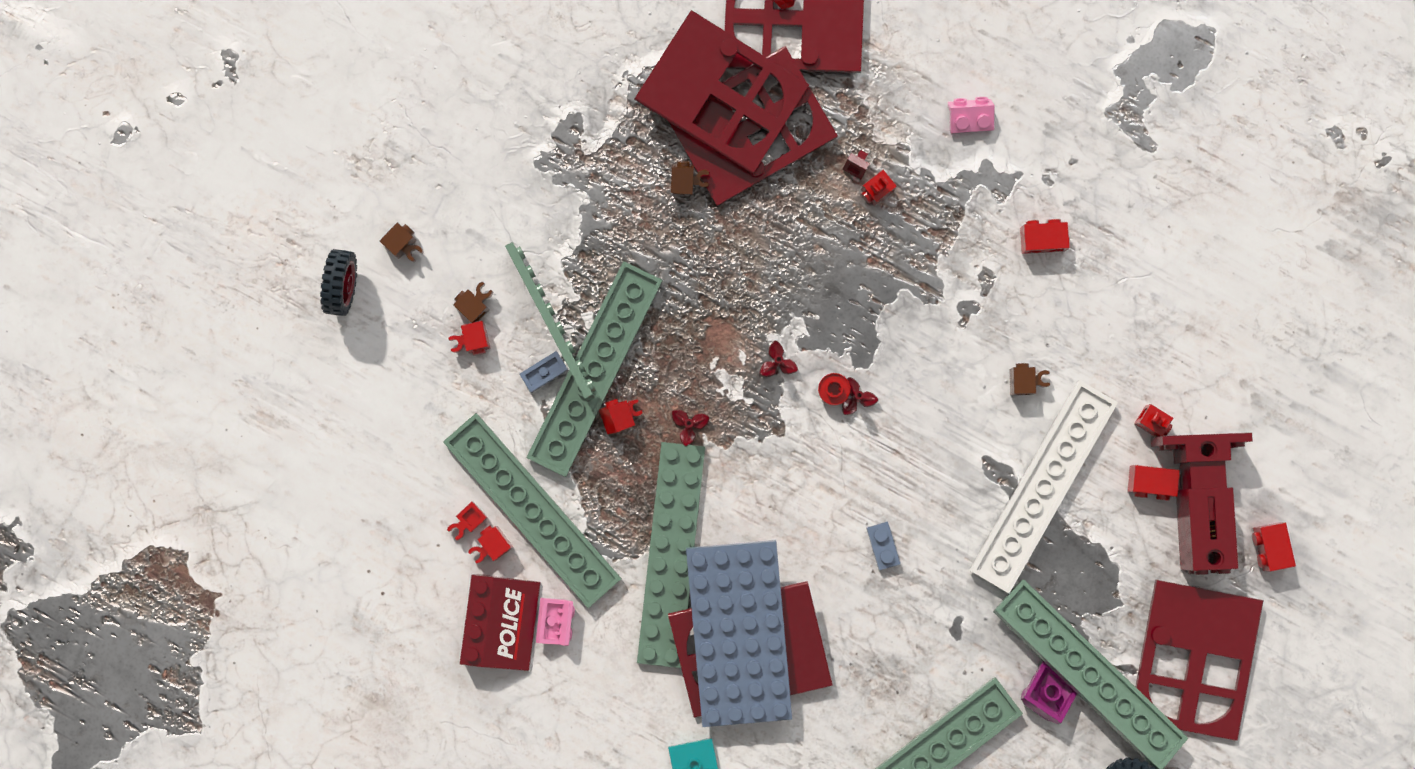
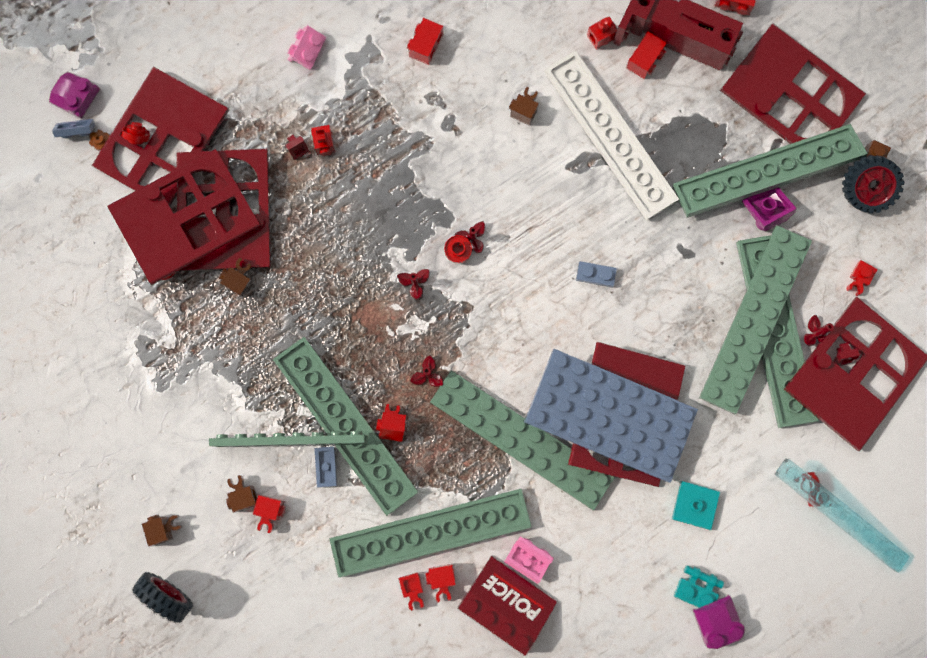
camera: 60 degrees left, 5 degrees down
(920, 735) = (755, 320): none -> sand green plate

